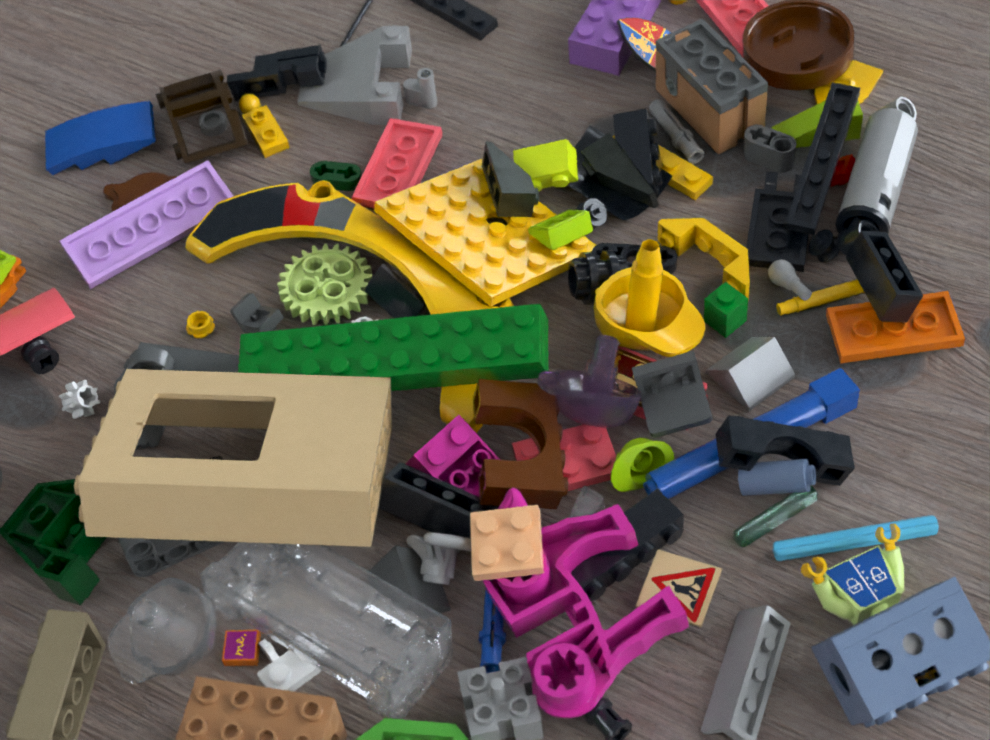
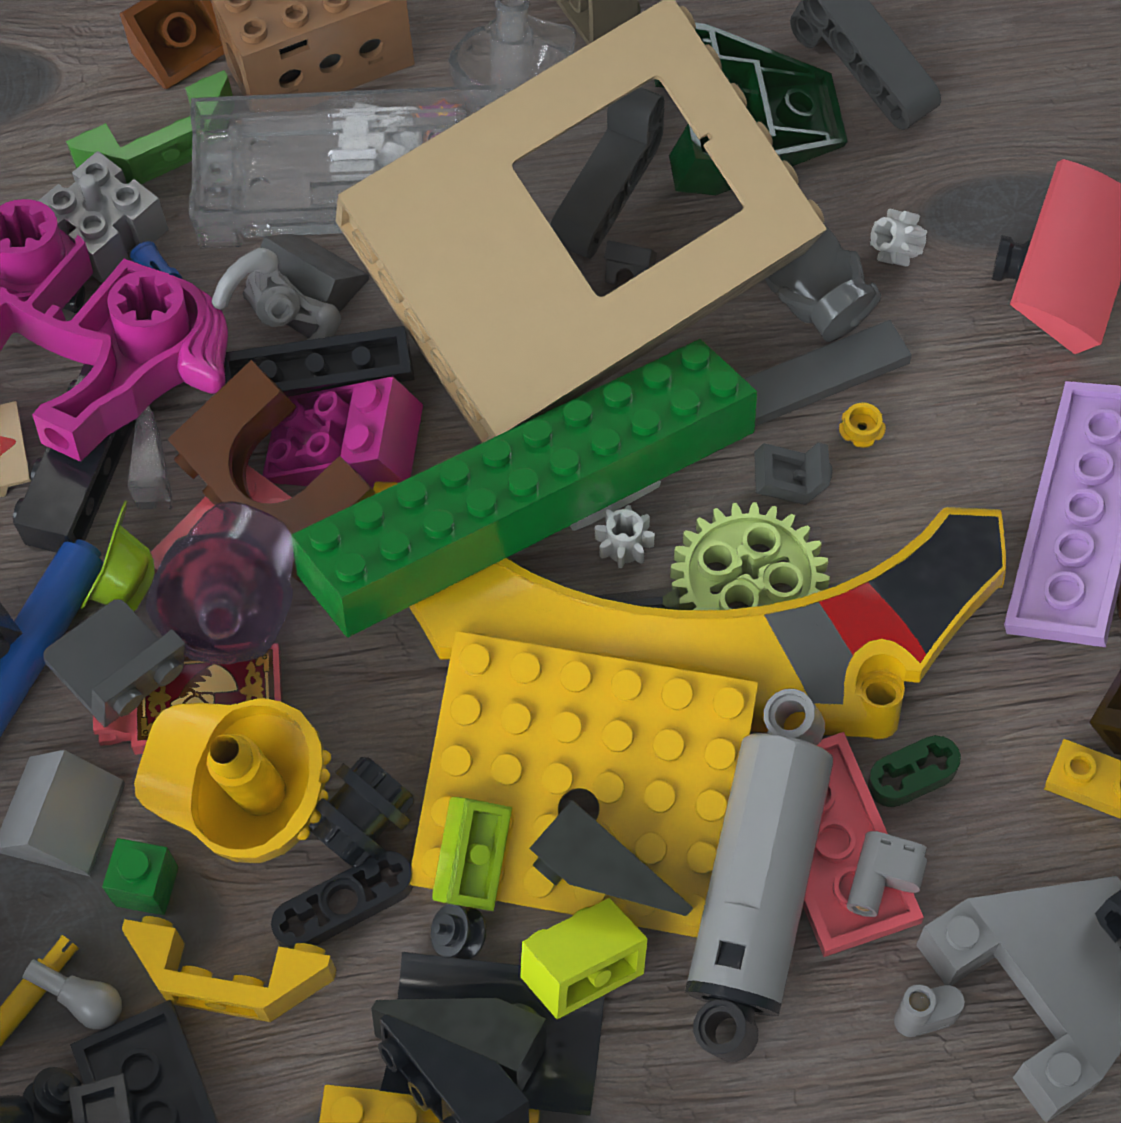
camera: 140 degrees right, 10 degrees up
(387, 135) = (882, 863): none -> light grey piece
(441, 148) = (760, 876): none -> light grey piece
(506, 543) = (170, 301): light nougat plate -> none

